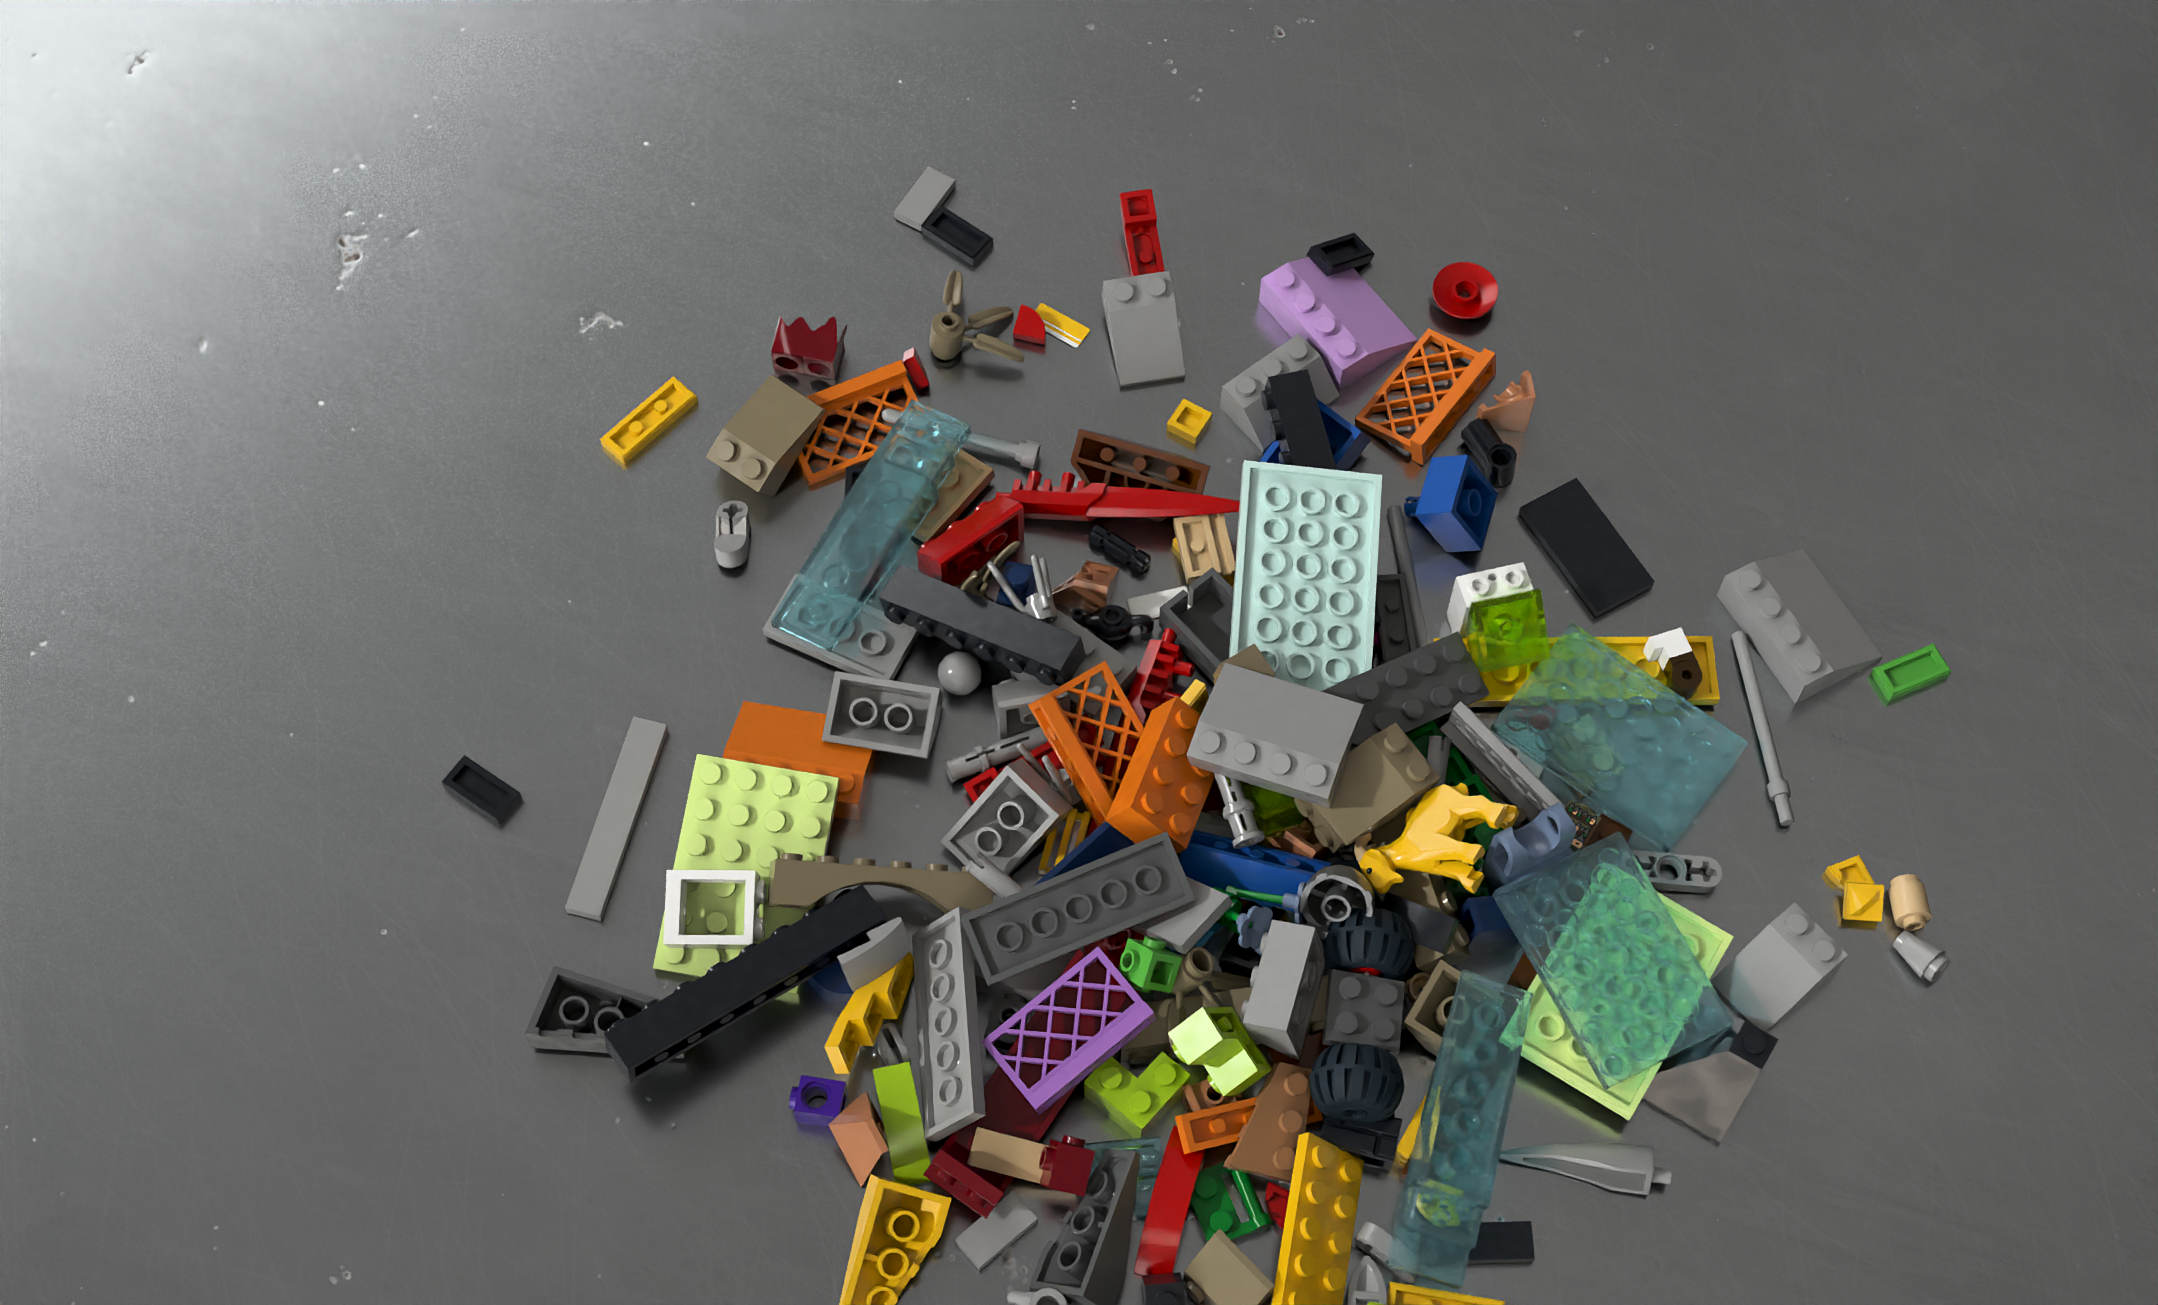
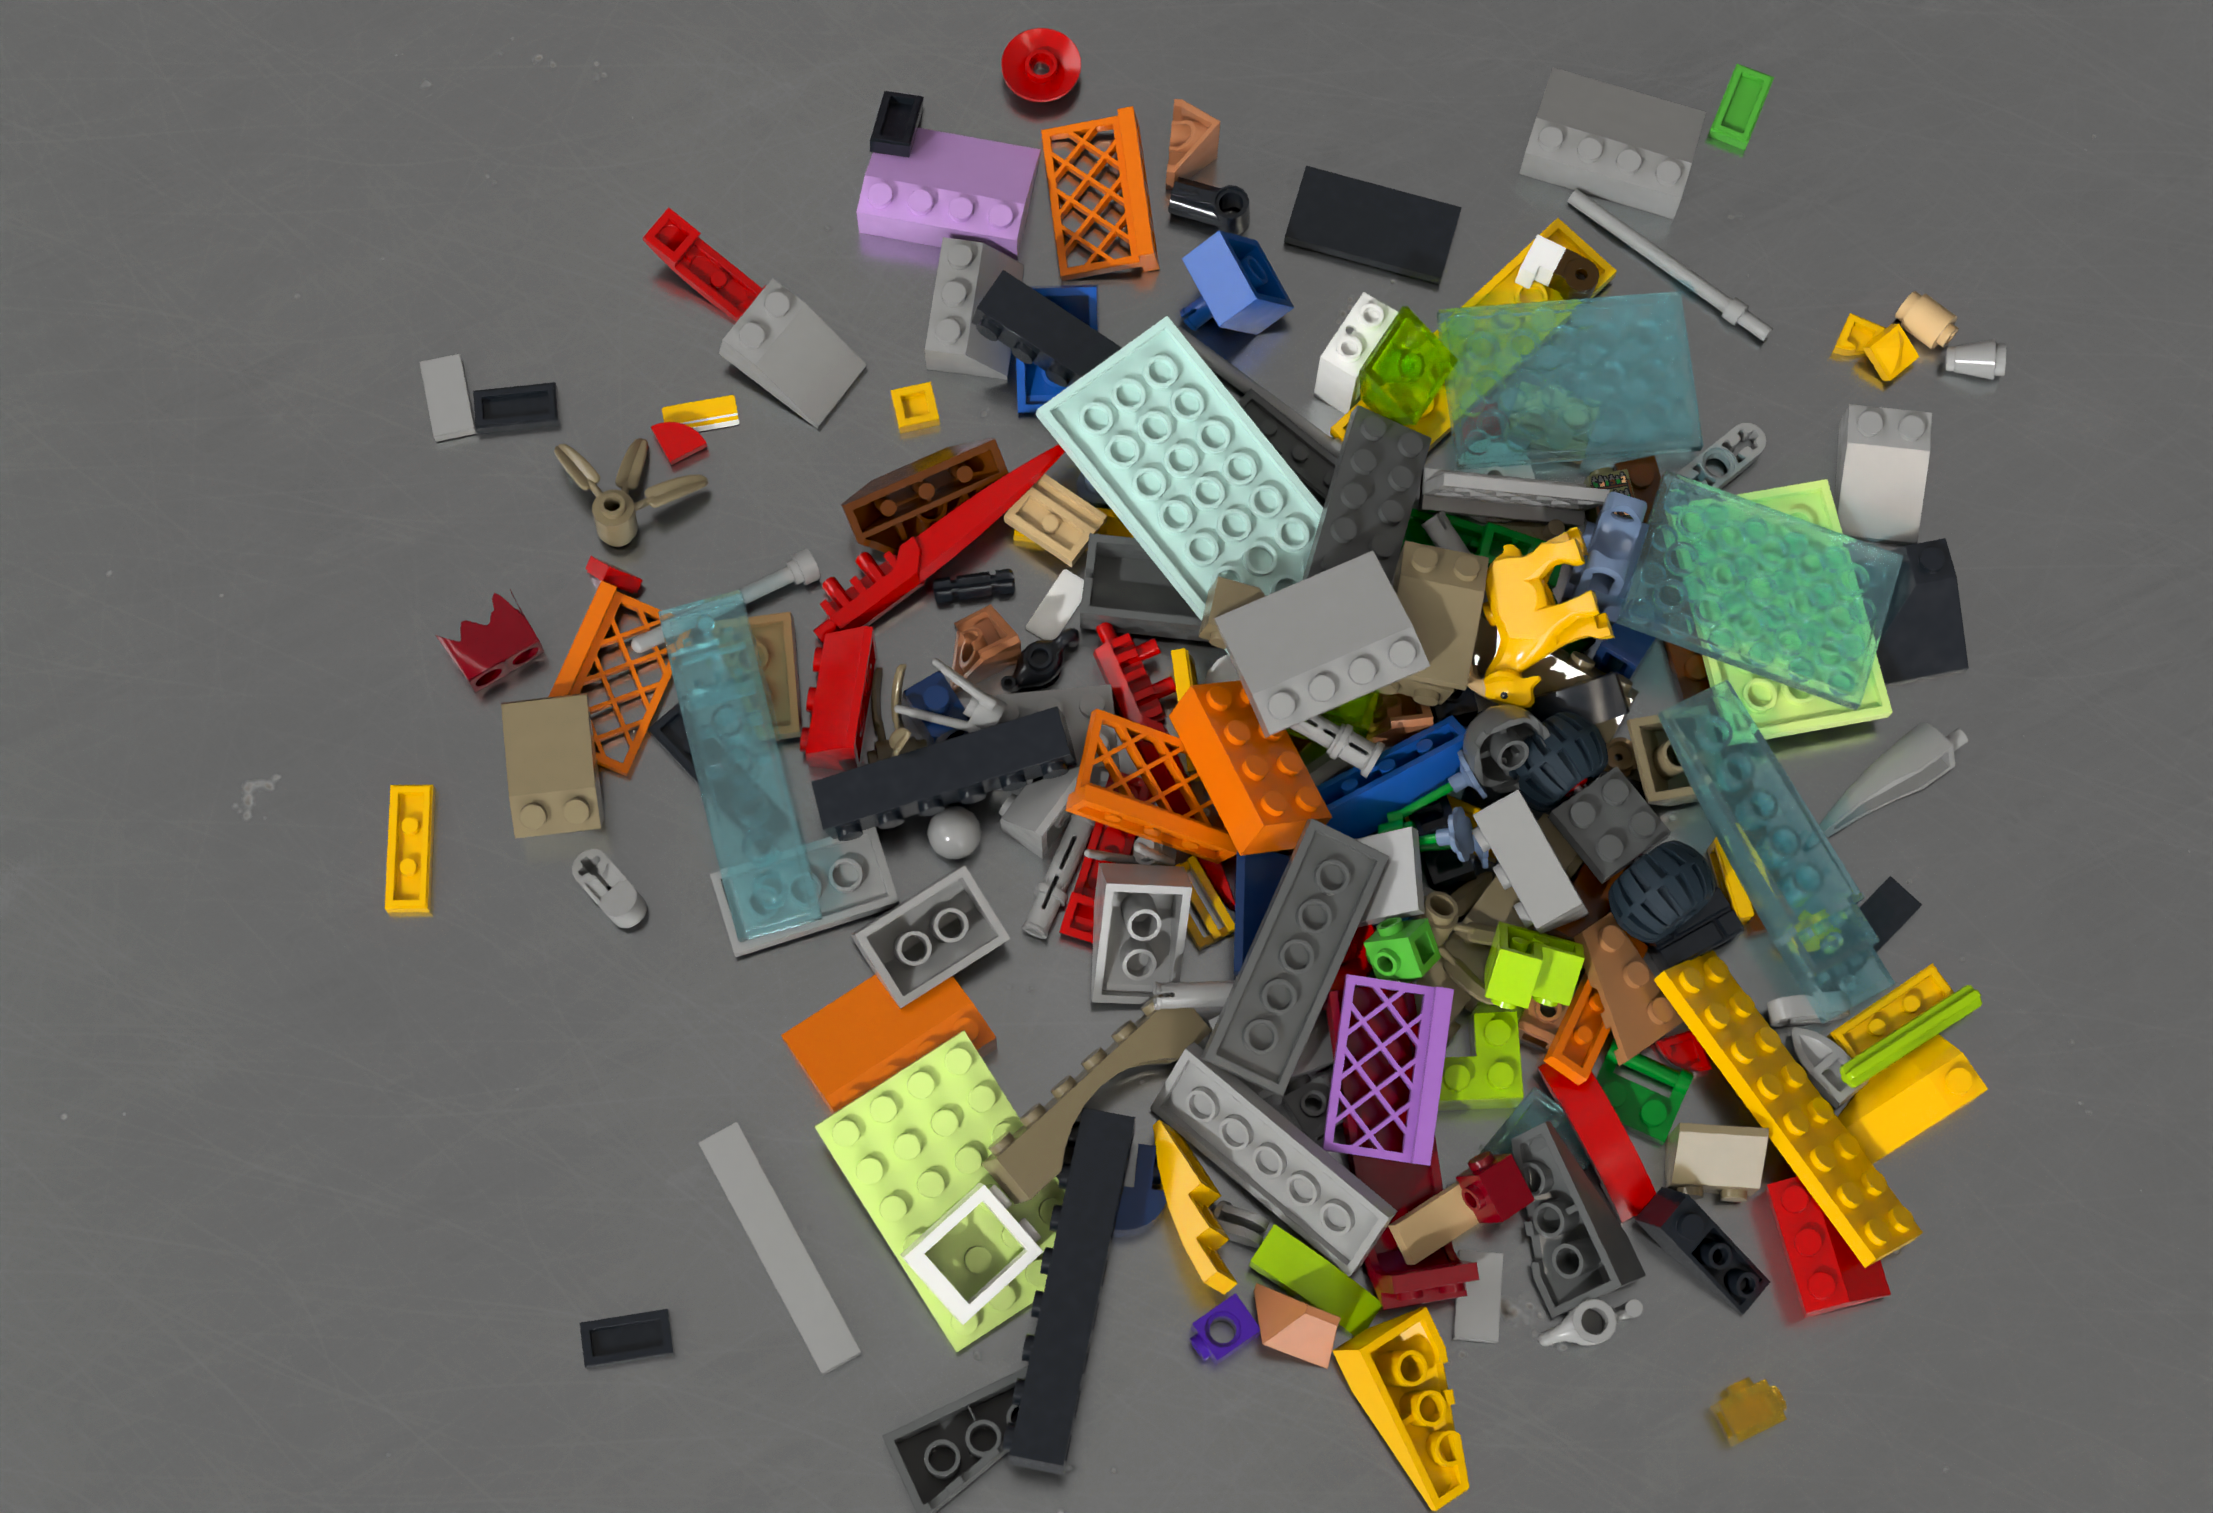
camera: 45 degrees left, 10 degrees up
(871, 960) = (1158, 1143): light grey slope -> none

